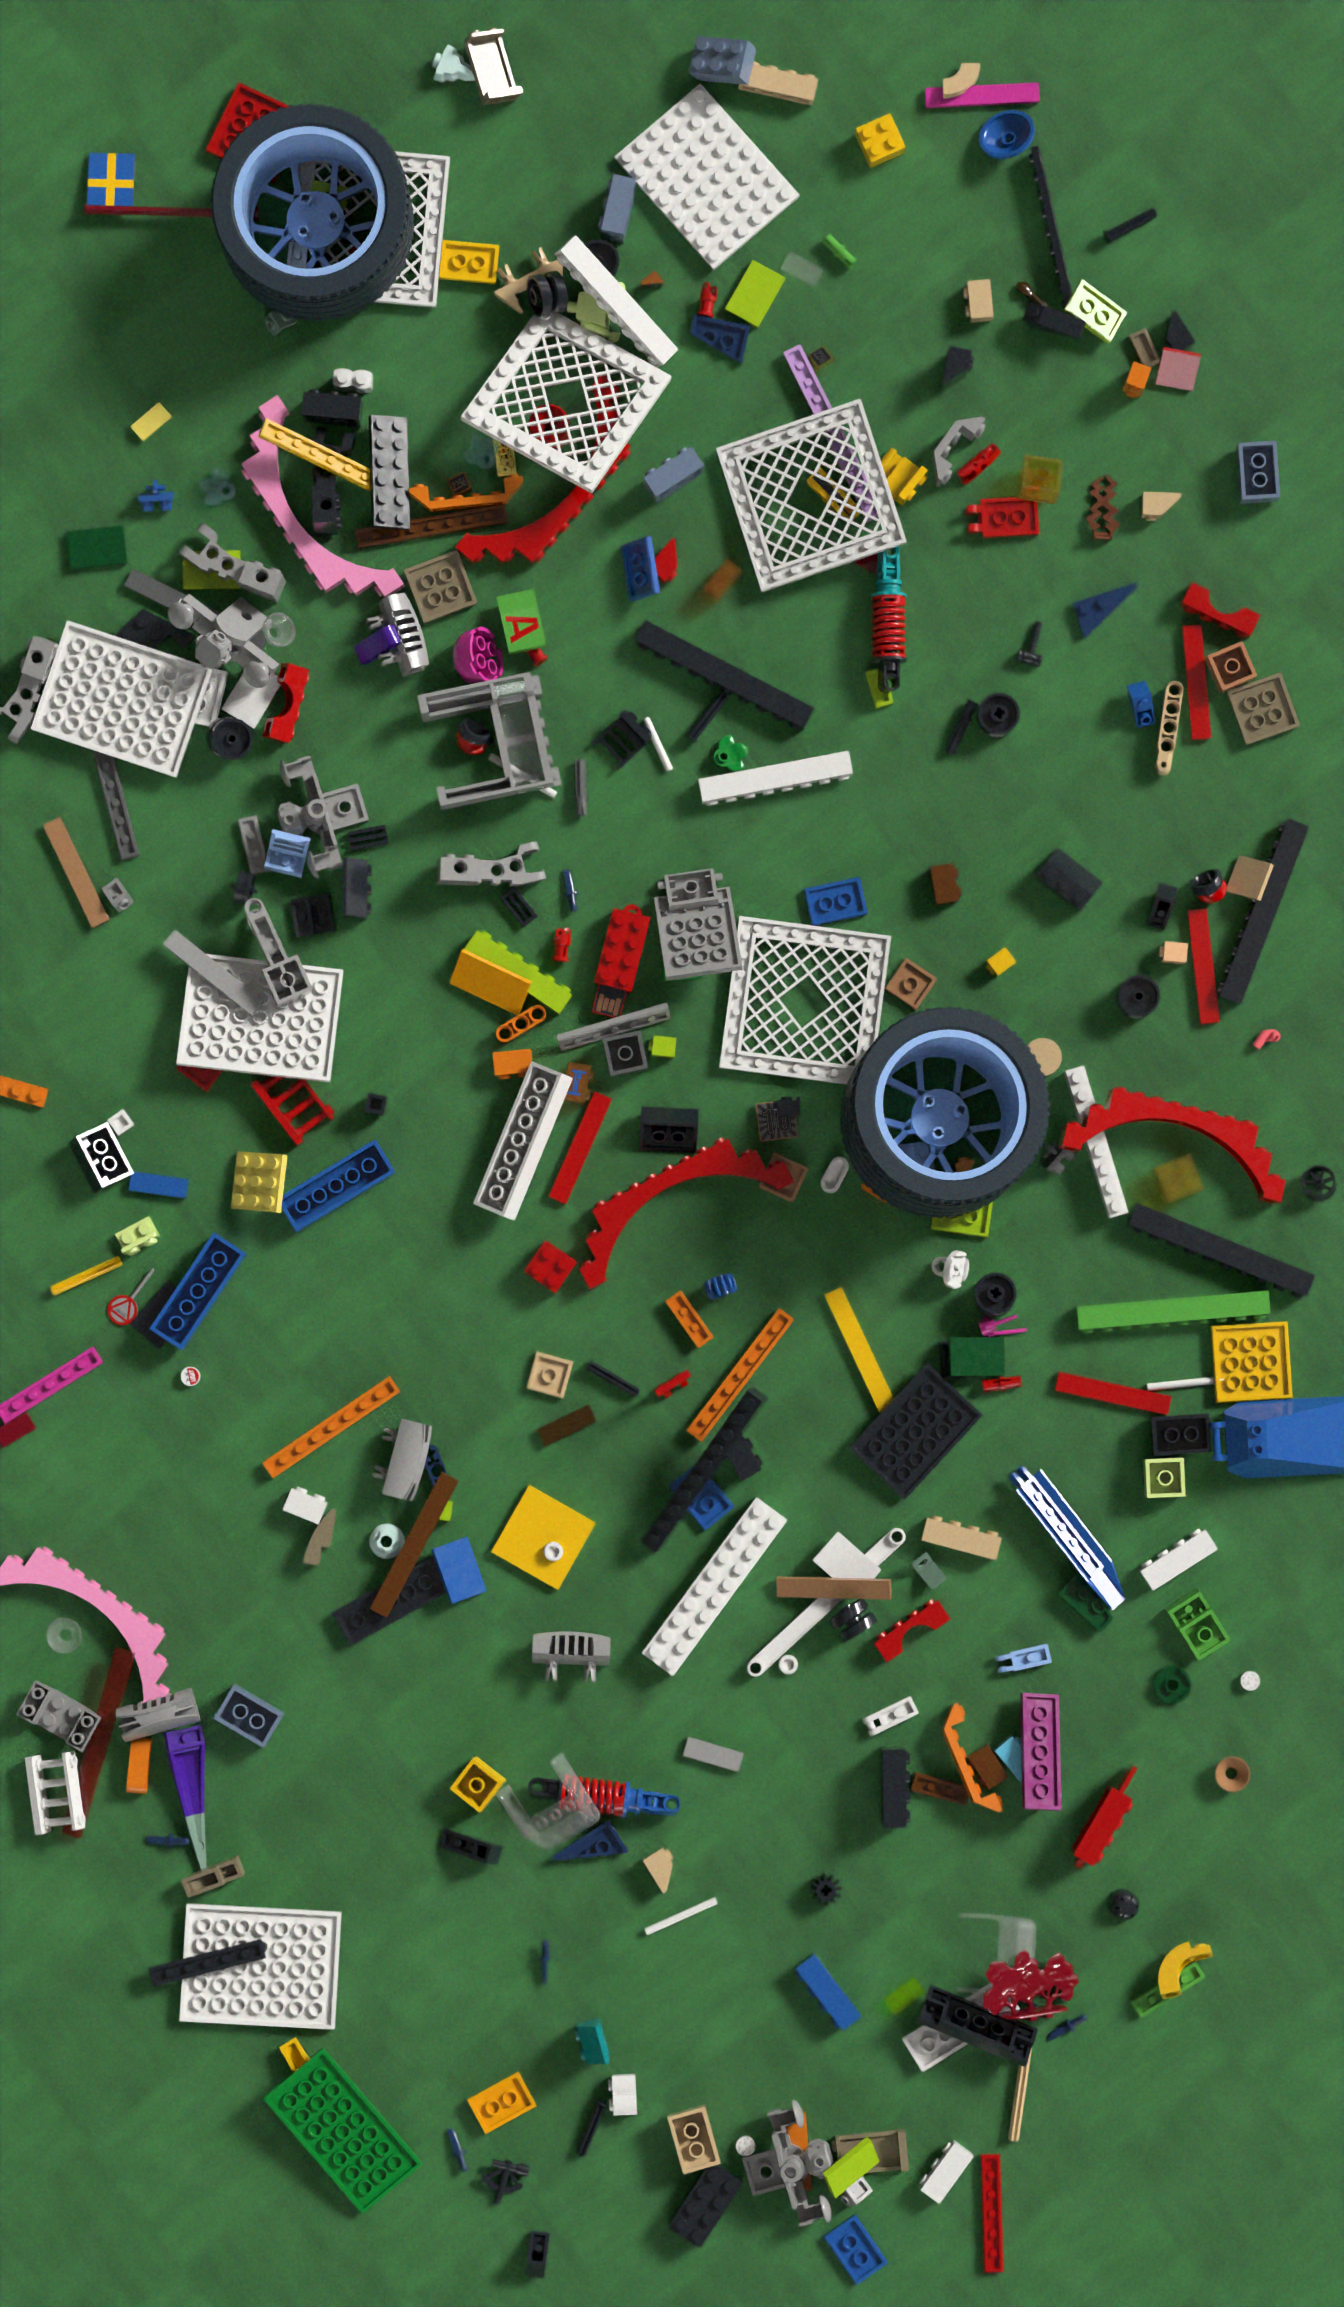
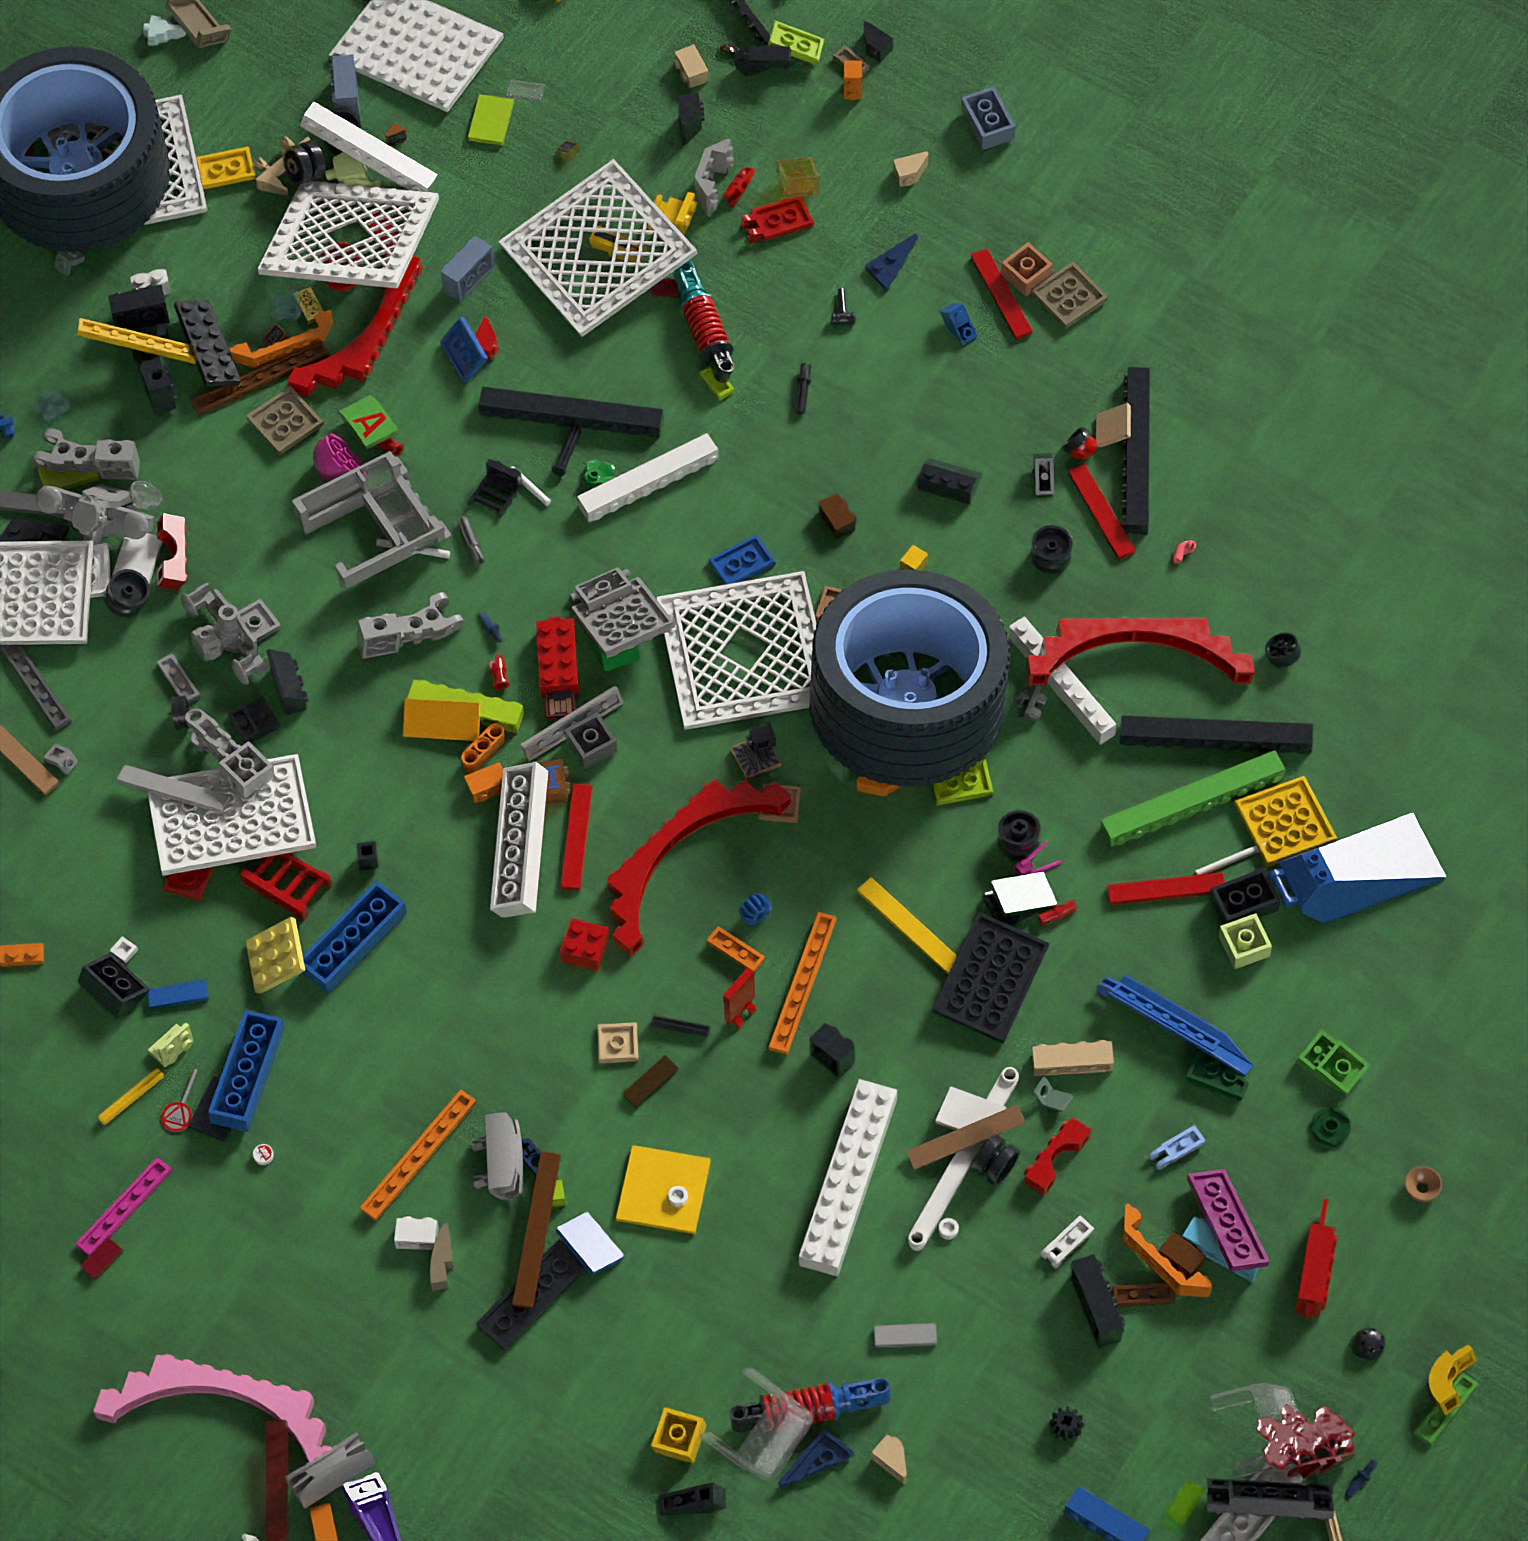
camera: 10 degrees left, 25 degrees down
(54, 1639) = (209, 1422): clear piece -> none
(59, 1715) = (226, 1509): light grey slope -> none
(249, 1715) = (423, 1445): sand blue brick -> none
(286, 853) = (211, 676): light blue plate -> none
(326, 566) = (170, 433): bright pink arch -> none
(352, 840) = (284, 637): black tile -> none
(376, 644) = (241, 477): dark purple beam -> none
(386, 1530) = (511, 1251): light aqua piece -> none
(412, 651) = (262, 464): light grey piece -> none
(473, 737) = (356, 530): black piece -> none
(528, 920) = (458, 663): black tile -> none
(571, 1648) = (728, 1280): light grey piece -> none
(662, 1046) = (625, 726): lime brick -> none
(668, 1129) = (655, 793): black slope -> none
(680, 1916) = (930, 1500): white bar -> none
(704, 1469) = (798, 1063): black brick -> none
(707, 300) = (450, 135): red piece -> none
(710, 1505) = (805, 1103): blue tile -> none
(722, 335) = (472, 157): dark blue wing -> none
(722, 581) = (542, 339): clear orange brick -> none
(818, 402) = (572, 176): lavender plate -> none
(834, 1174) = (828, 785): white tile -> none
(839, 251) = (554, 66): bright green pin -> none
(955, 1268) = (973, 825): white tile -> none
(1001, 704) = (832, 367): black wheel -> none
(1103, 501) = (862, 182): copper piece -> none
(1163, 757) = (988, 327): tan piece -> none
(1173, 952) = (1069, 506): light nougat brick -> none
(1177, 1559) = (1288, 1011): white brick -> none
(1178, 369) = (886, 63): tile -> none
(1178, 1178) = (1151, 686): clear yellow brick -> none
(1197, 601) = (978, 231): red arch -> none
(1249, 1680) = (1404, 1098): white tile -> none

